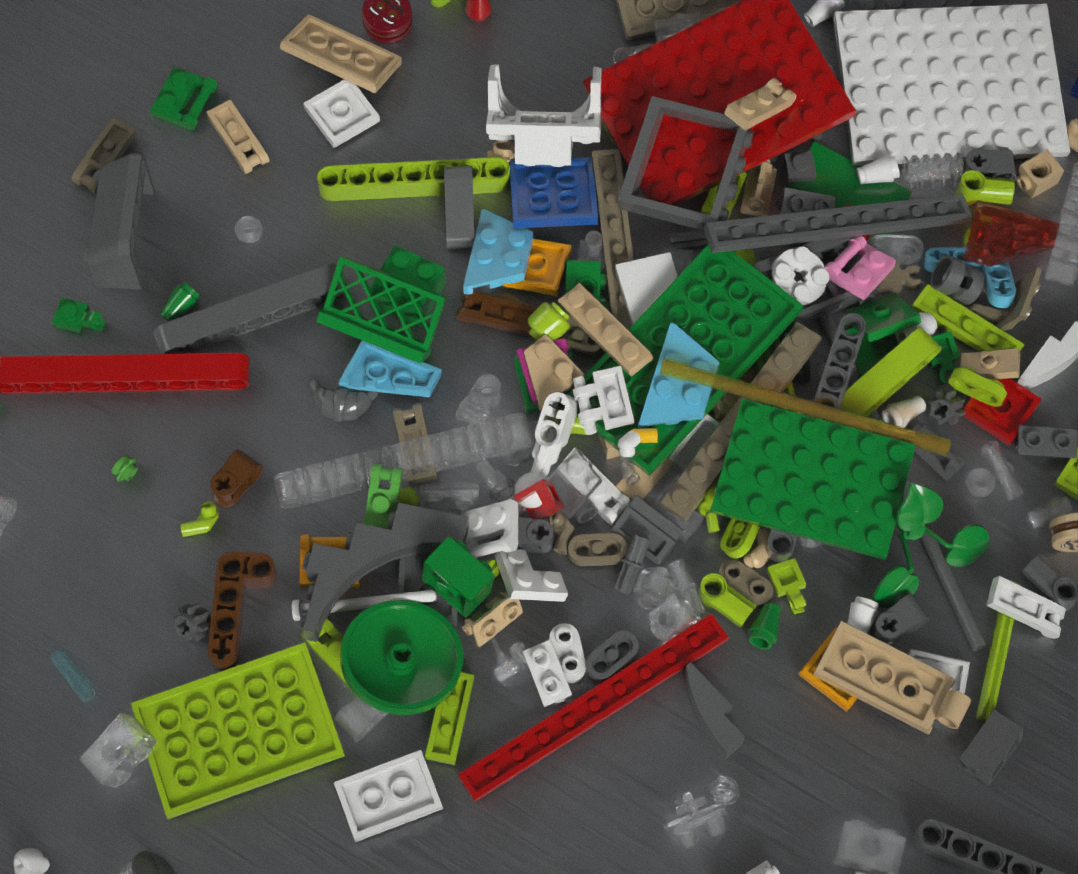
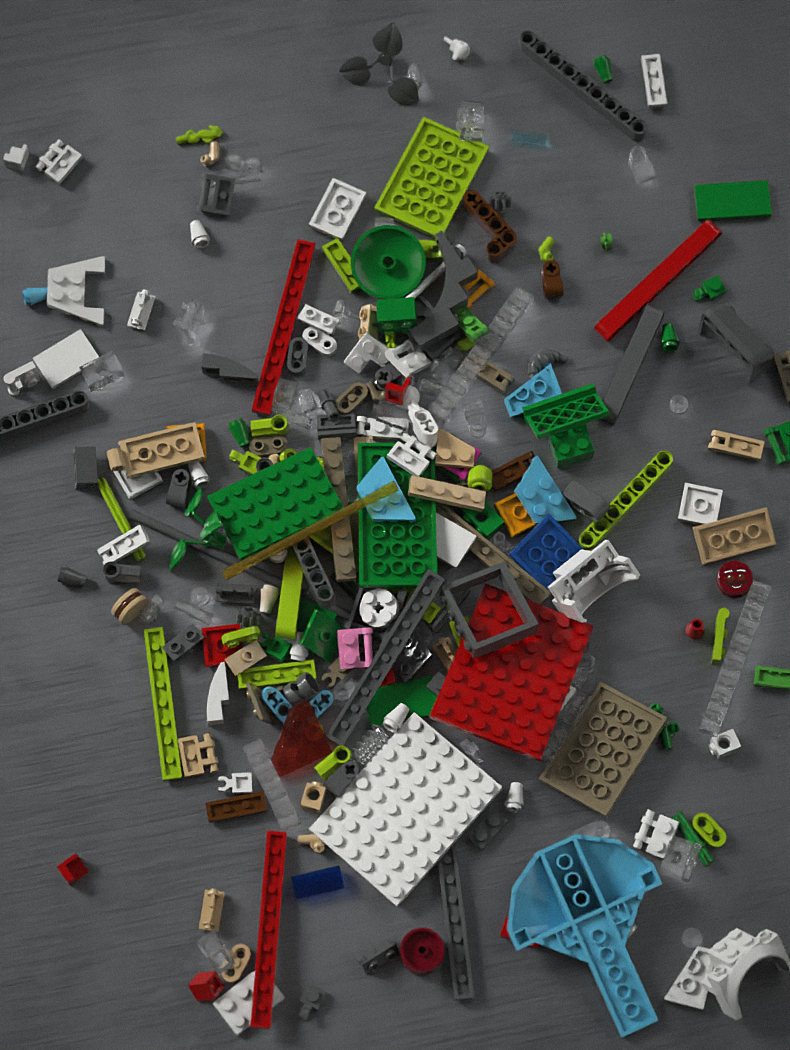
camera: 140 degrees right, 5 degrees up
(634, 437) = (379, 449): arm -> none
(760, 104) = (478, 665): tan plate -> none

